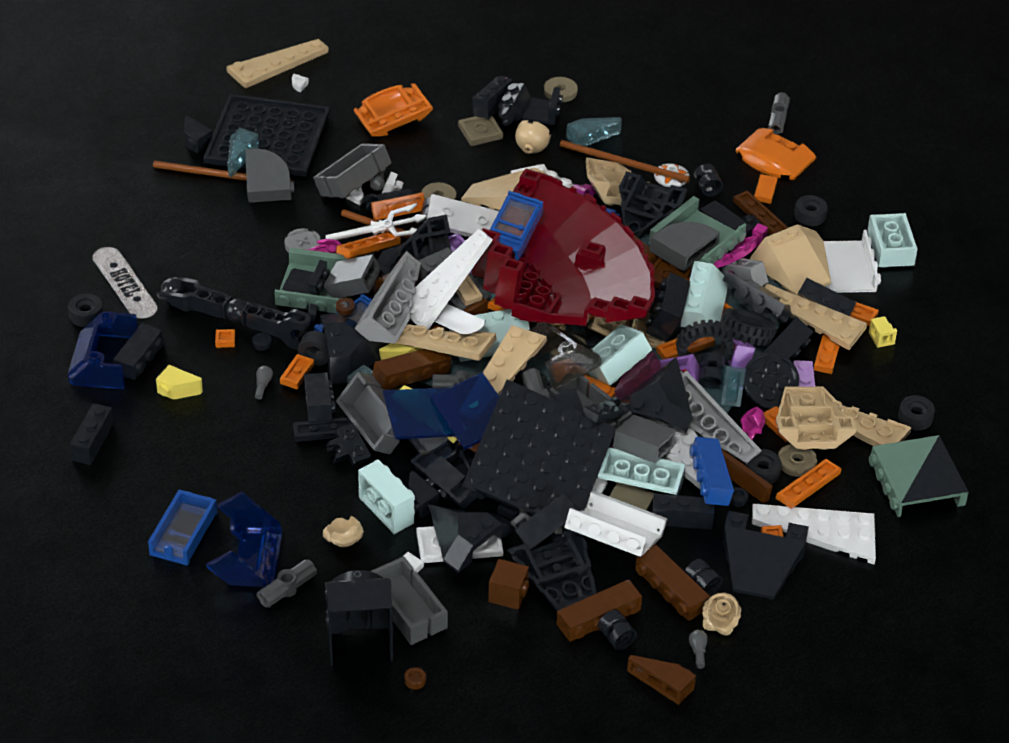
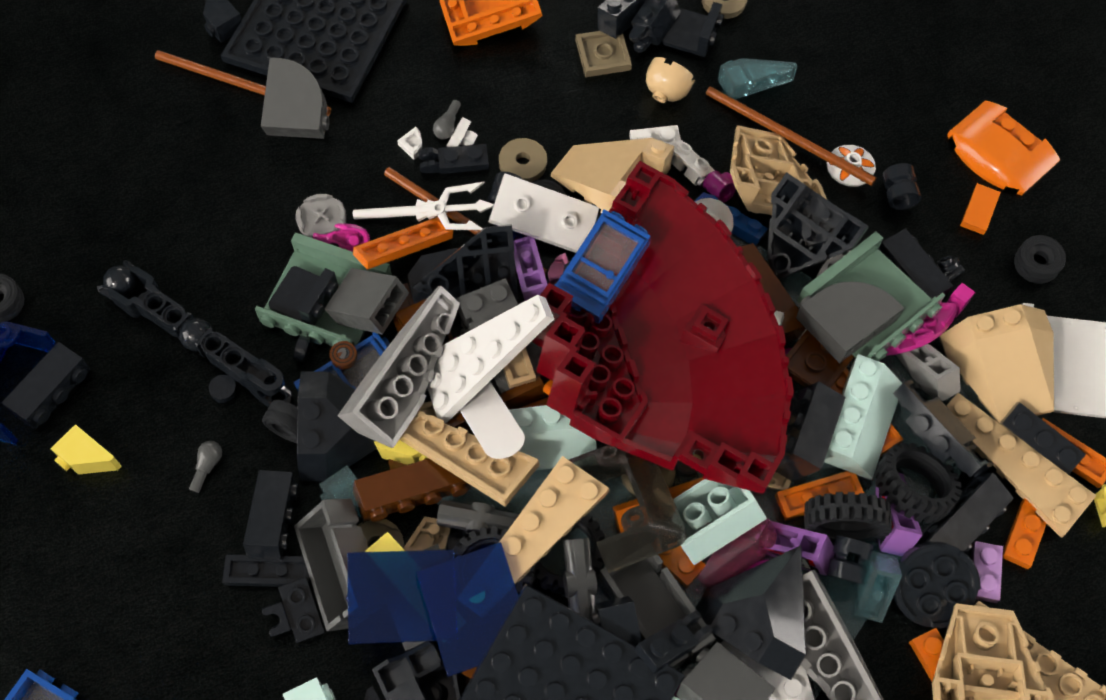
camera: 10 degrees right, 20 degrees up
(125, 282) = (67, 253): sticker -> none
(225, 338) = (174, 374): orange tile -> none
(239, 141) = (270, 42): clear light blue slope -> none
(295, 372) = (256, 454): orange plate -> none
(352, 170) = (410, 108): dark grey piece -> none
(383, 207) = (461, 173): orange plate -> none
(752, 206) = (962, 246): reddish brown tile -> none
(753, 422) = (897, 653): dark pink piece -> none
(779, 113) = (1019, 80): dark grey piece -> none

